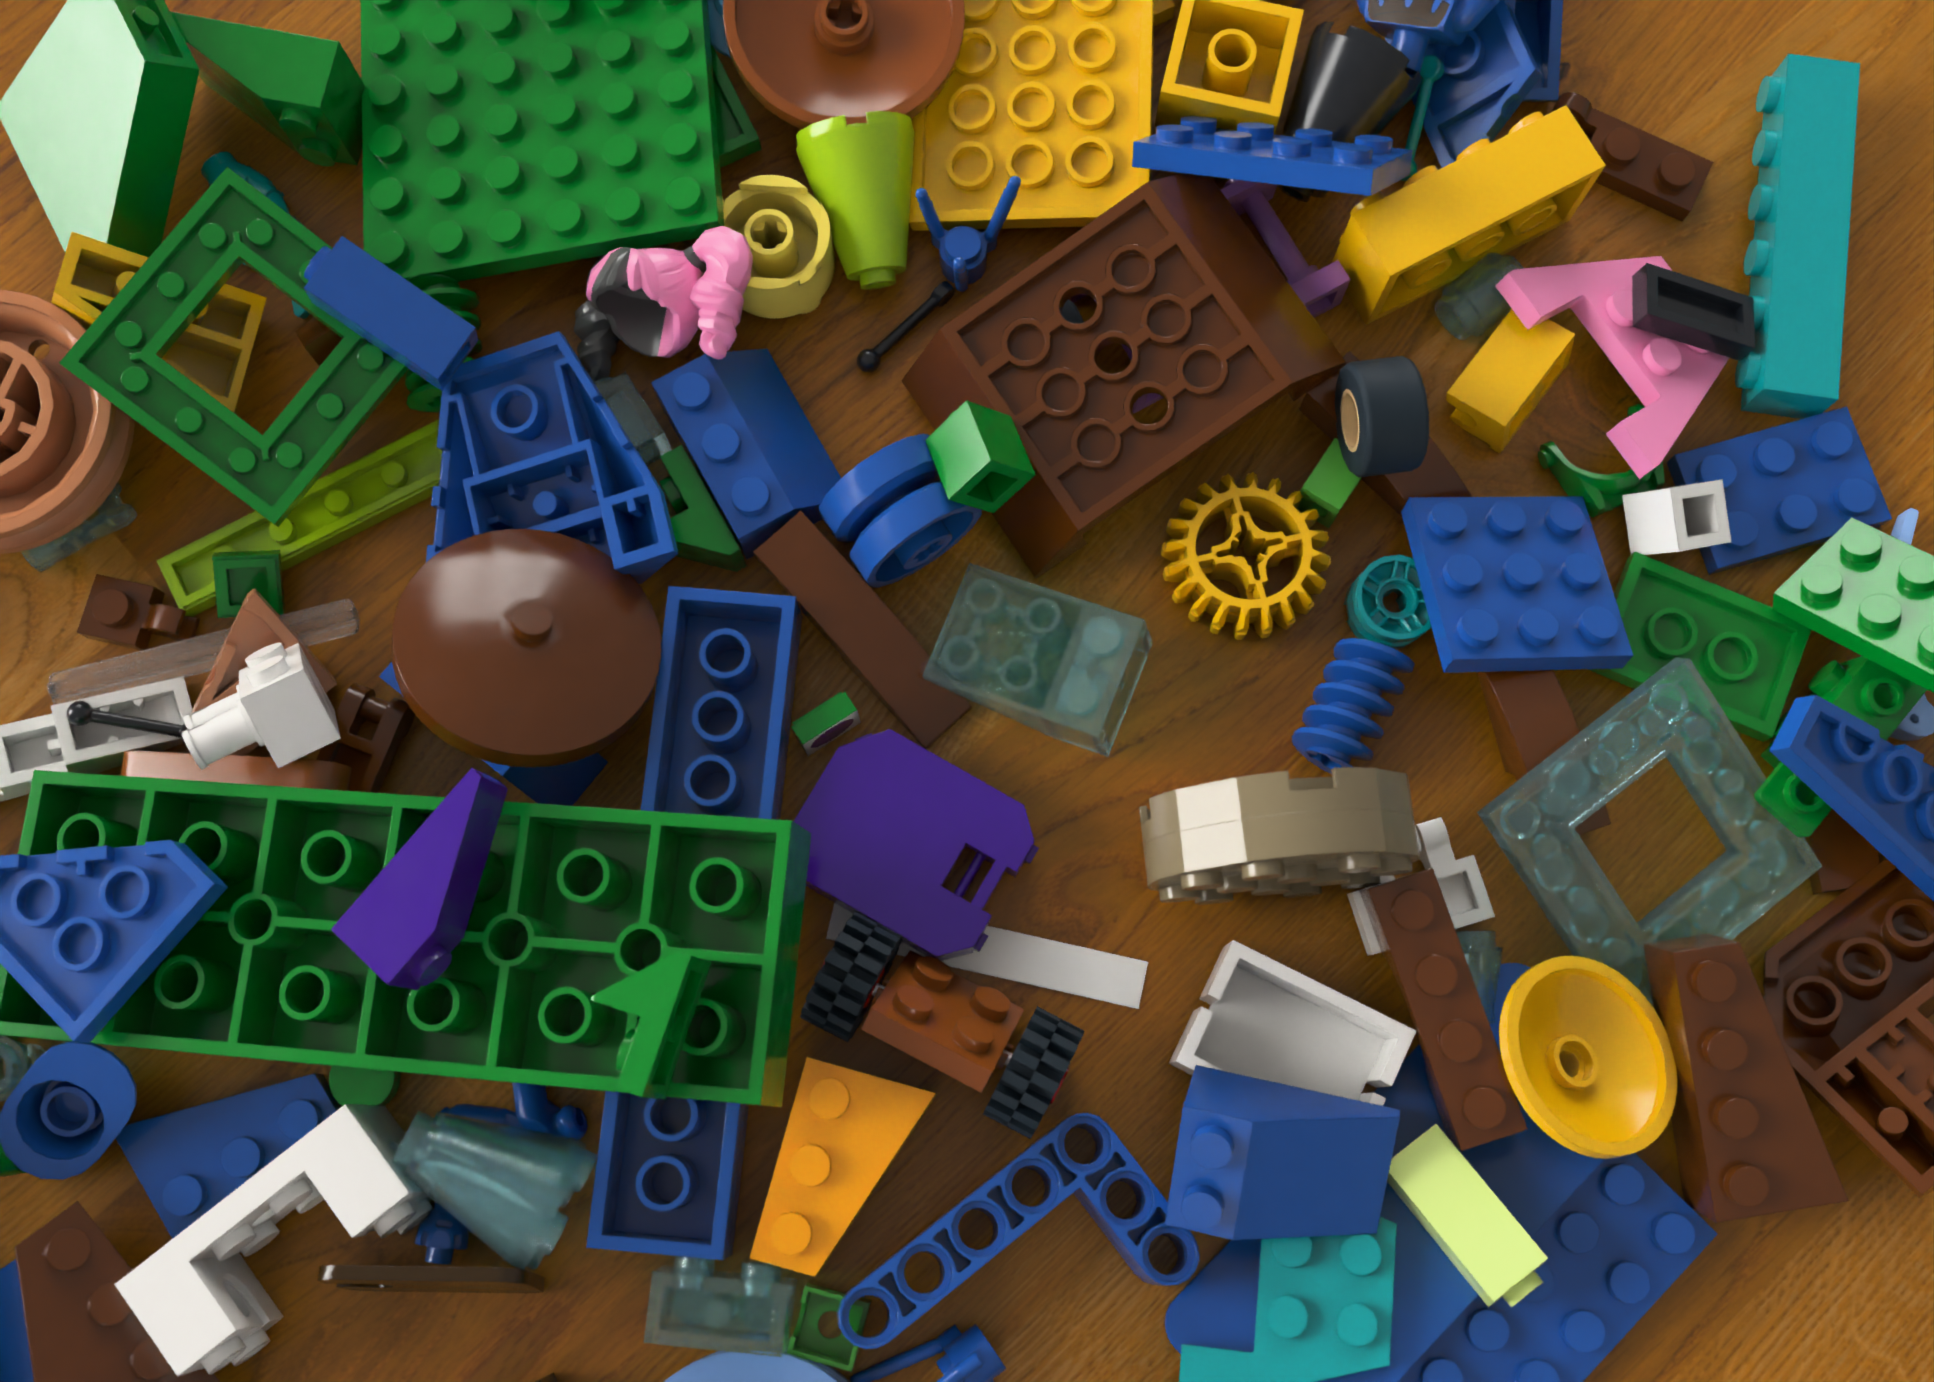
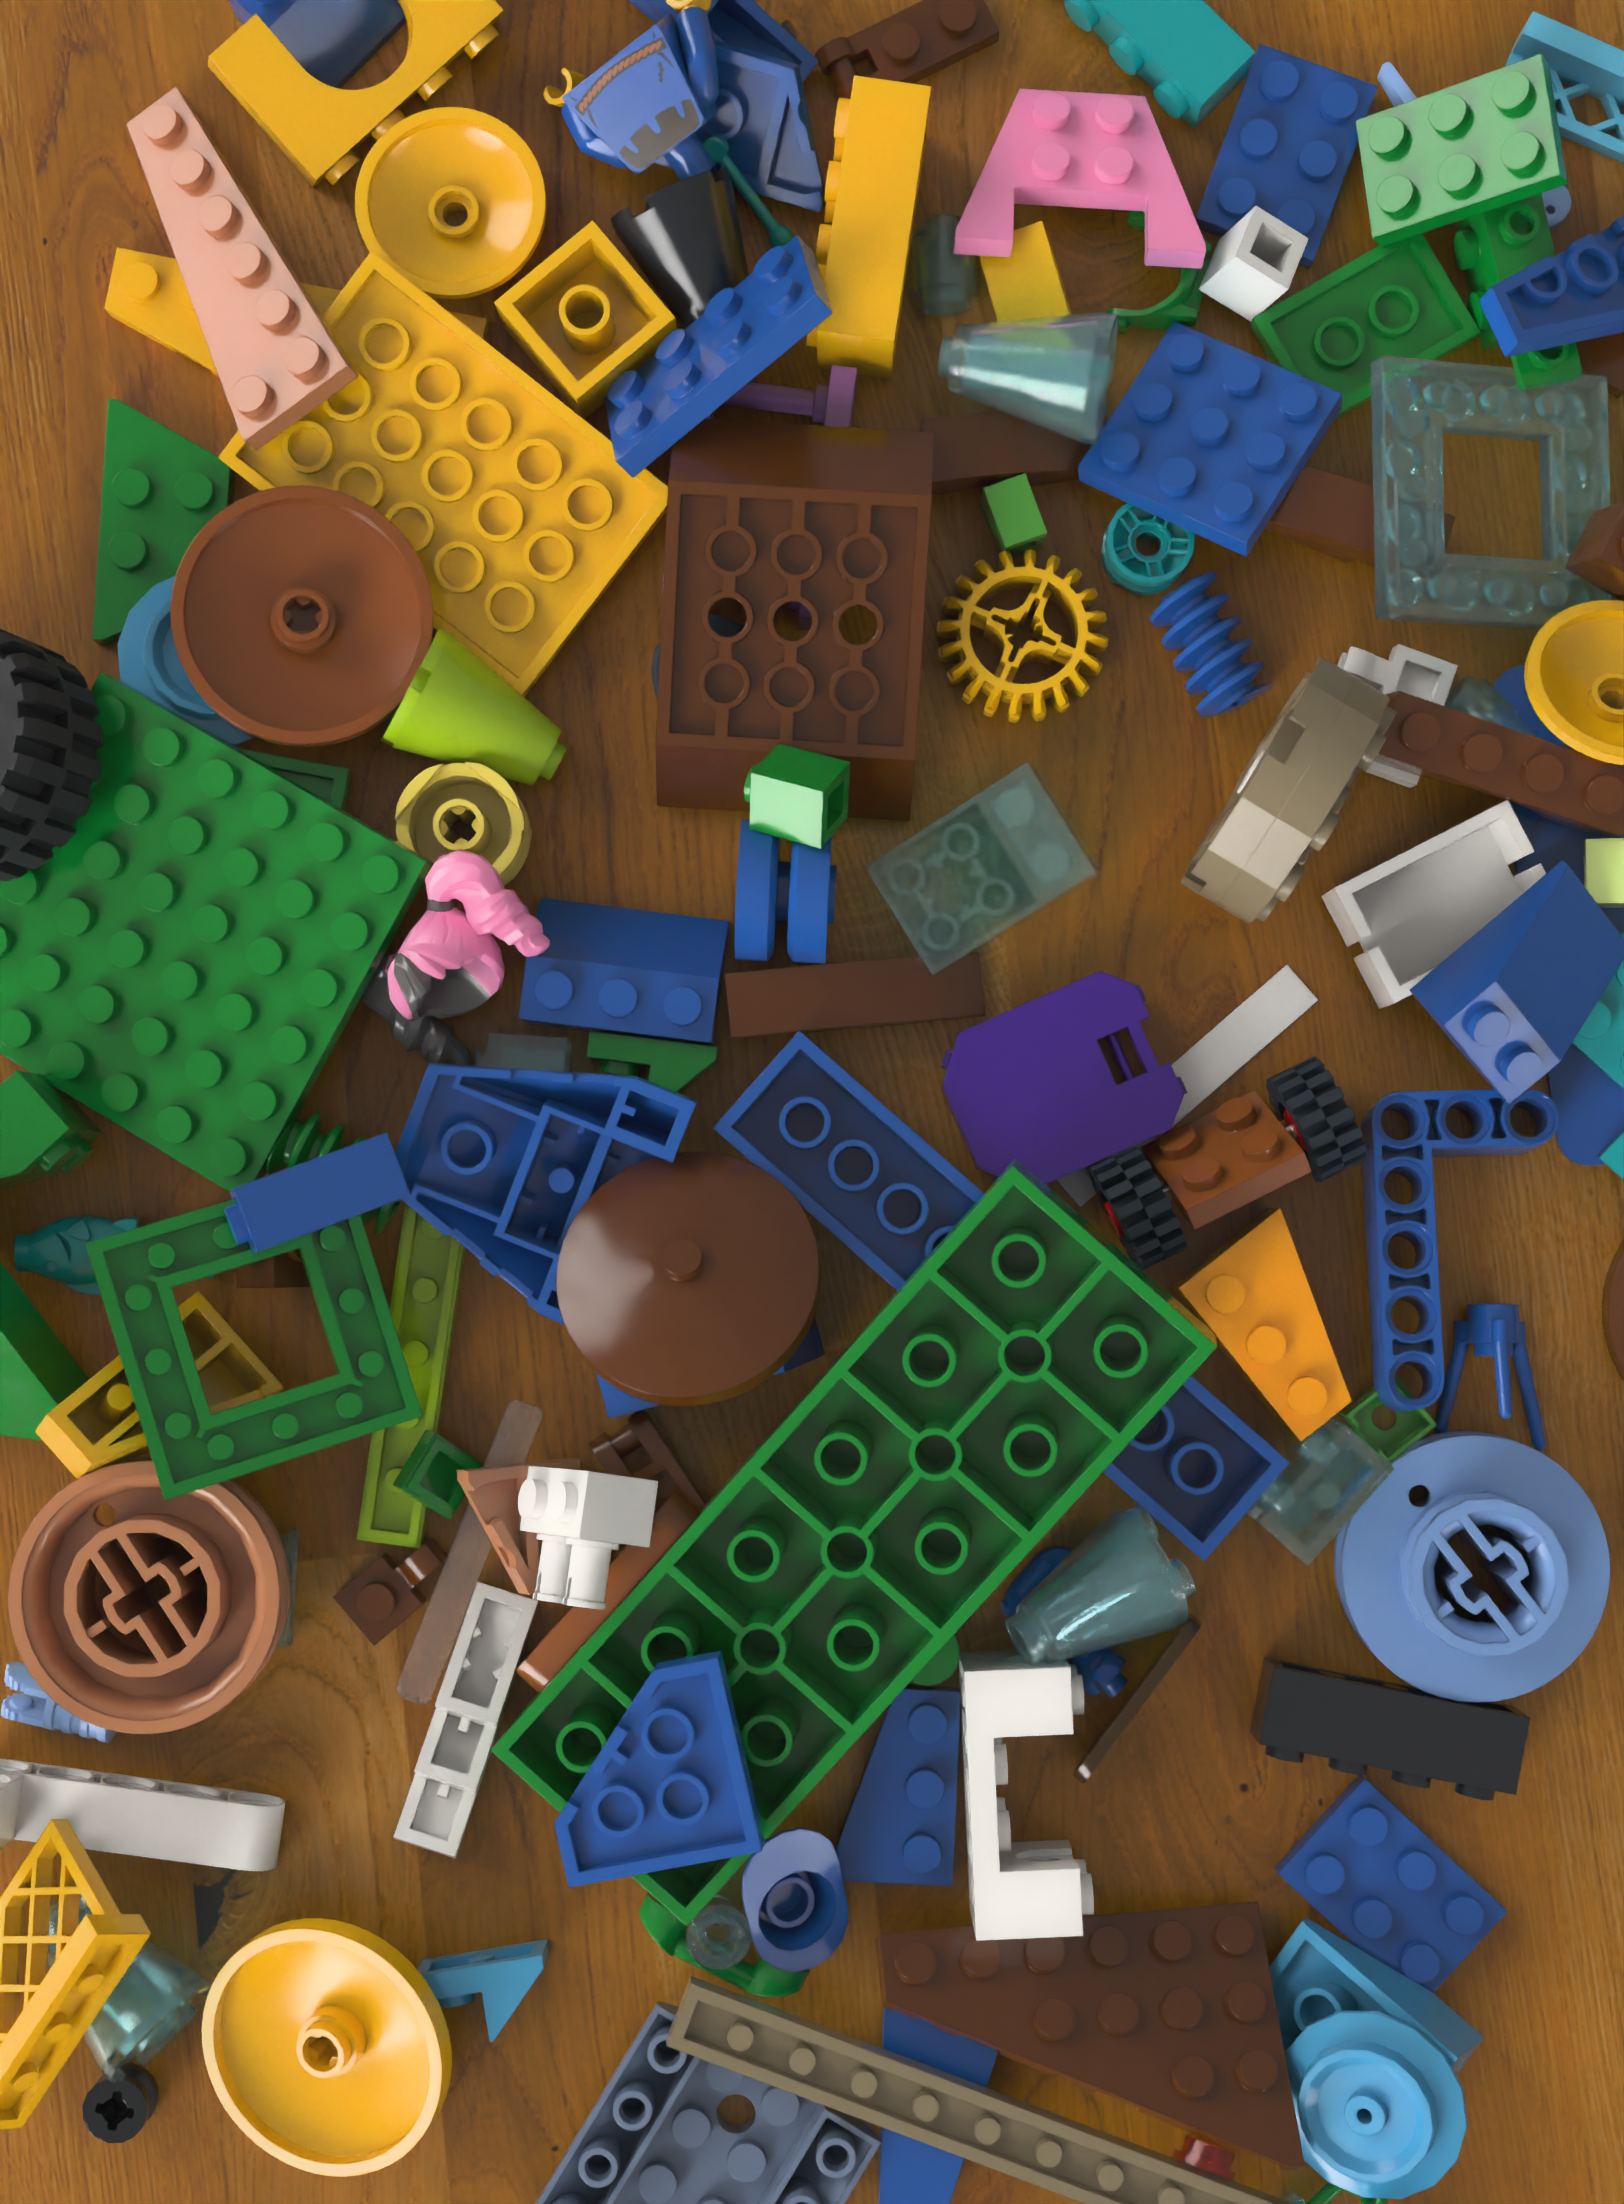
camera: 50 degrees left, 10 degrees up
(82, 713) = (461, 1683): black hinge -> none
(427, 891) = (857, 1495): dark purple slope -> none
(538, 1113) = (1073, 1526): blue arm -> none
(665, 1002) = (1089, 1366): green slope -> none
(825, 723) = (910, 1081): green tile -> none
(869, 359) = (614, 818): black hinge -> none
(964, 248) = (579, 666): blue plant -> none
(1381, 416) = (1005, 441): black wheel -> none
(1473, 411) = (1037, 369): none -> clear light blue cone
(1693, 312) = (1095, 108): black tile -> none

